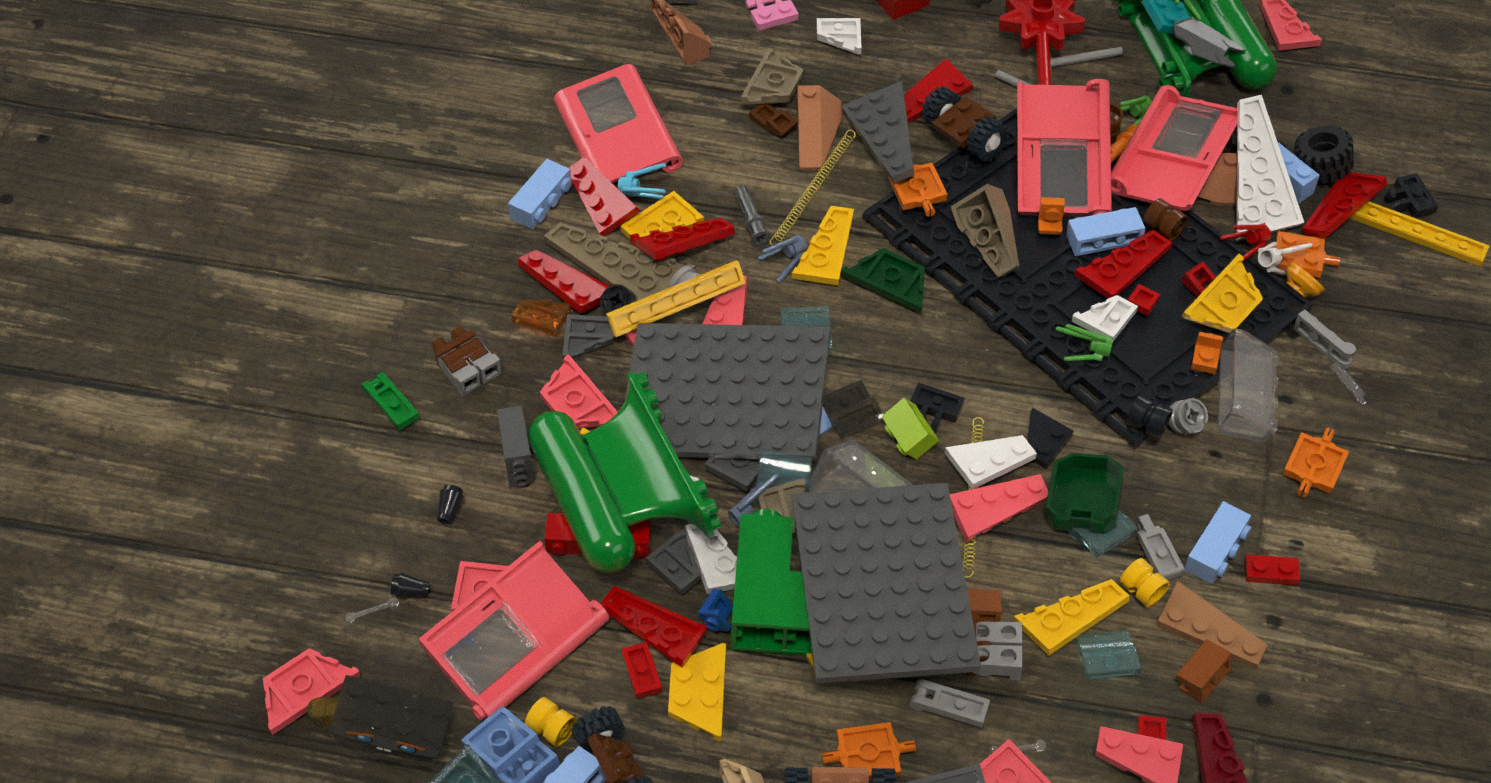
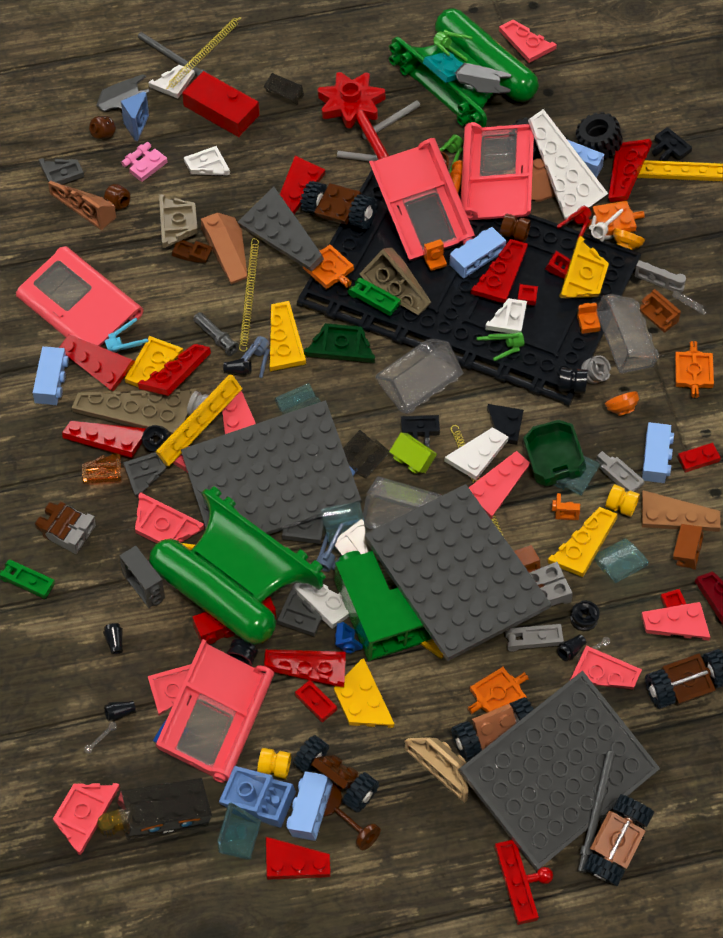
camera: 25 degrees left, 5 degrees up
(584, 577) = (243, 651): none -> black wheel
(720, 34) = (117, 196): none -> reddish brown head
(757, 260) = (238, 367): none -> black cone
(955, 238) = (374, 296): none -> green plate
(964, 344) = (420, 374): none -> clear windscreen
(989, 734) = (569, 649): none -> black cone
(1026, 712) = (590, 621): none -> black wheel
(1066, 567) = (566, 510): none -> orange bracket
(1202, 468) = (623, 403): none -> orange piece
(1305, 378) = (660, 311): none -> dark orange hinge

